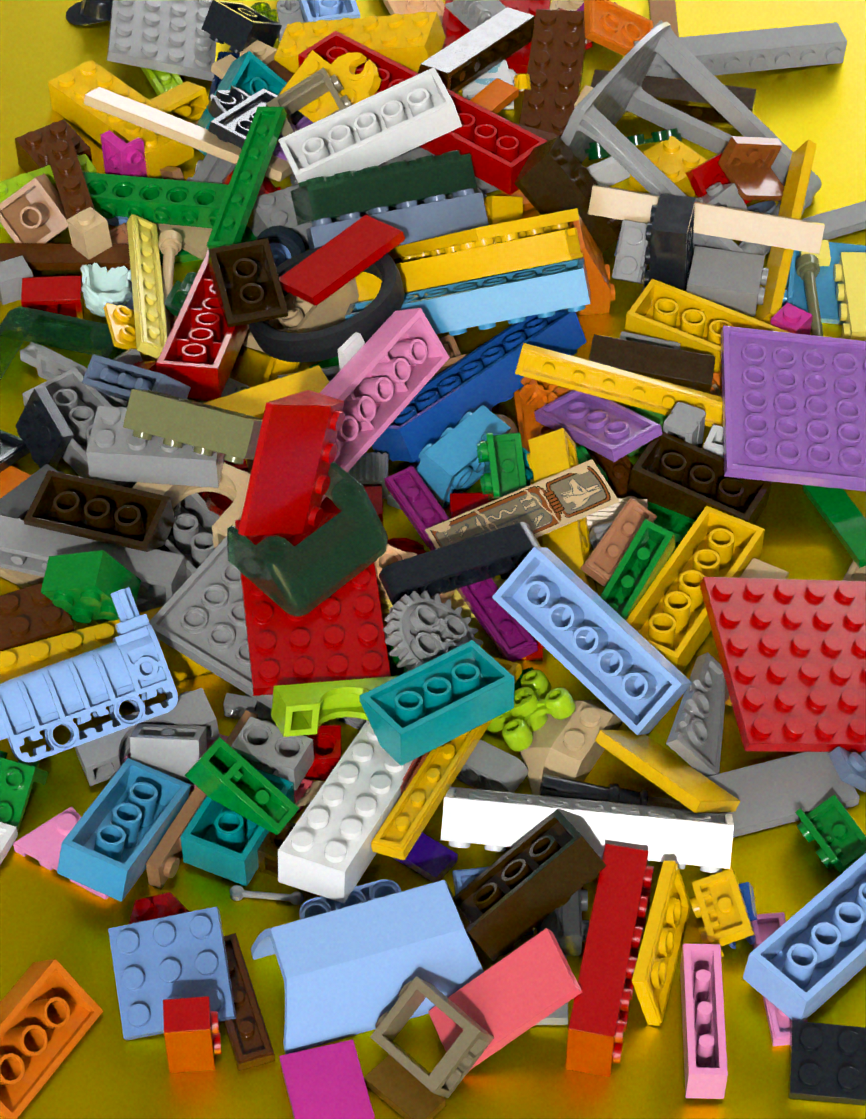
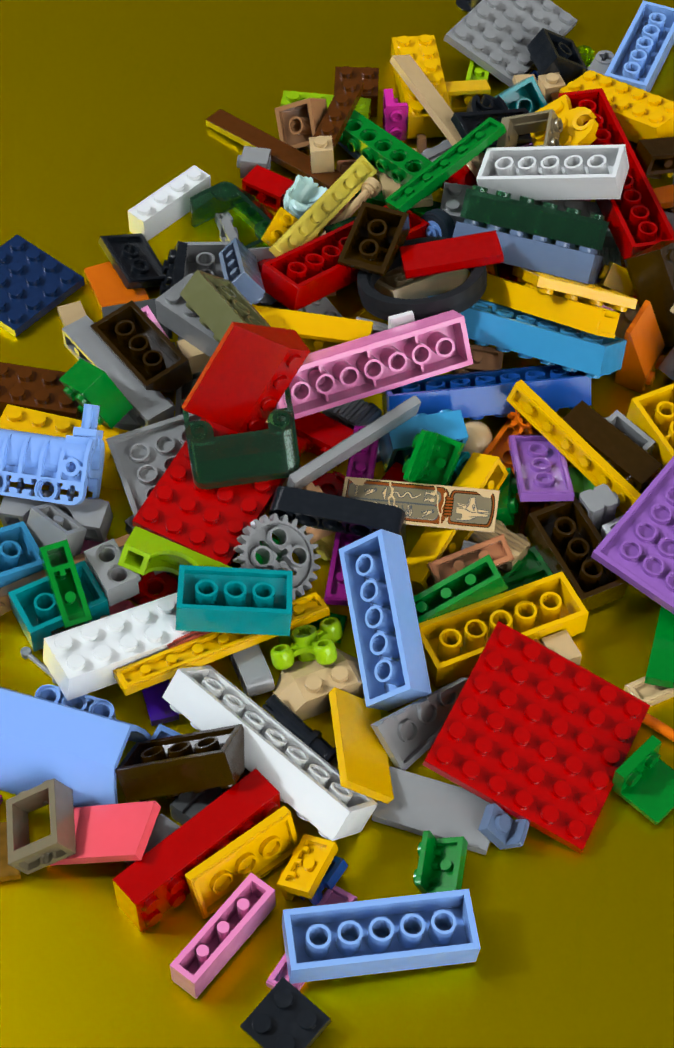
camera: 35 degrees right, 5 degrees up
(418, 487) = (354, 443): none -> light grey tile

